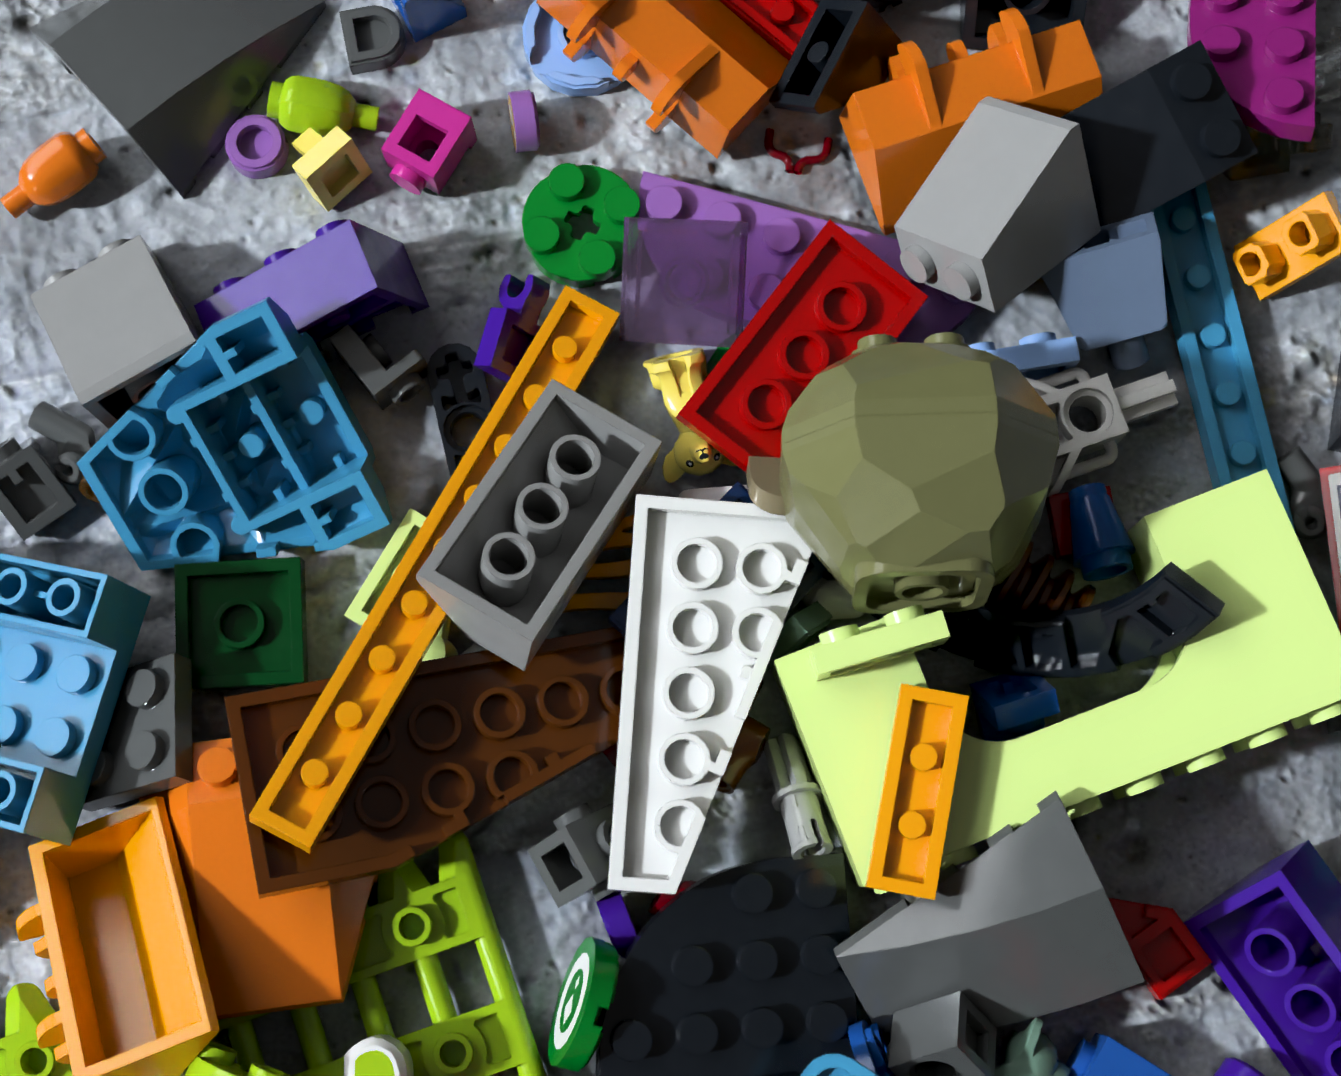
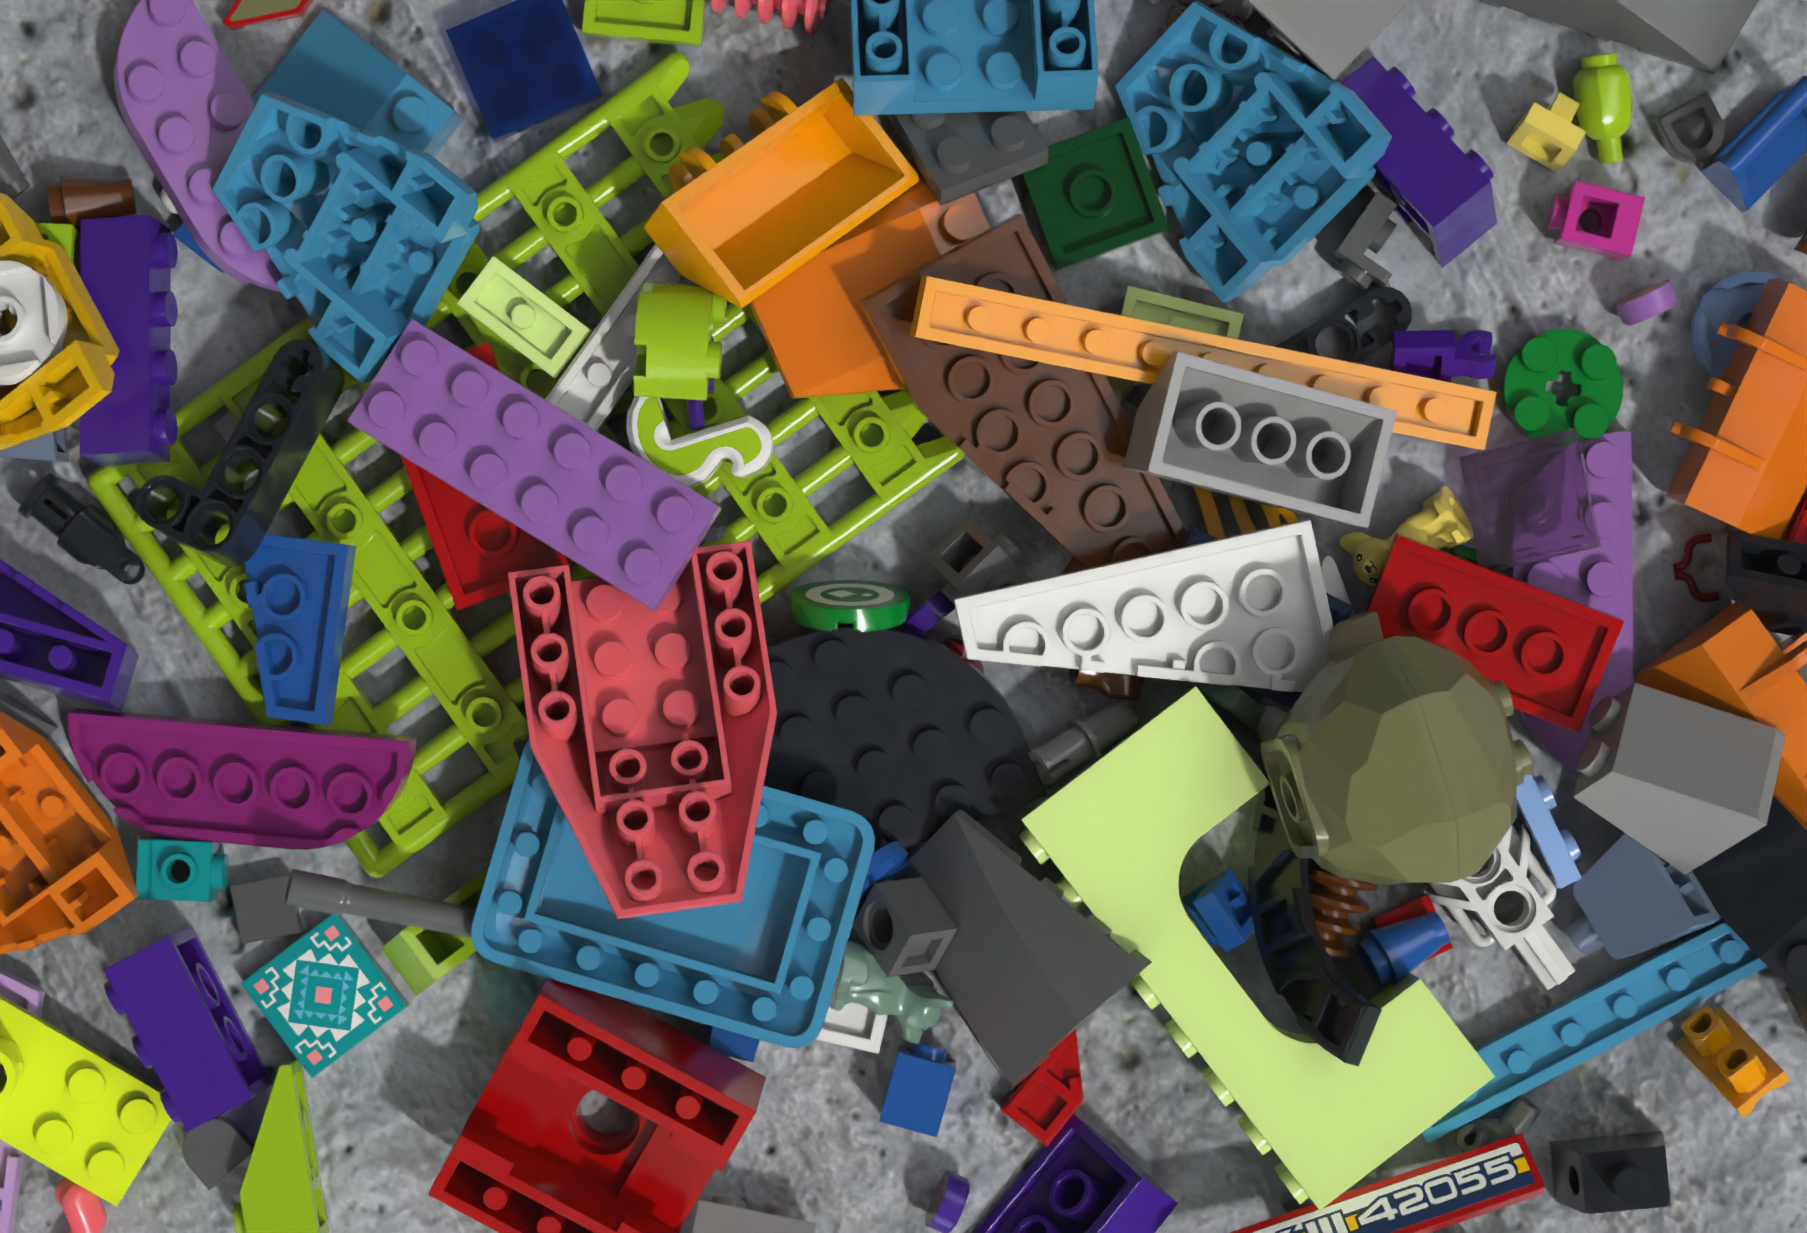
camera: 65 degrees right, 10 degrees up
(257, 146) = (1550, 55): medium lavender tile -> none
(904, 633) = (1251, 794): yellowish green plate -> none
(917, 791) = (1116, 842): light orange plate -> none

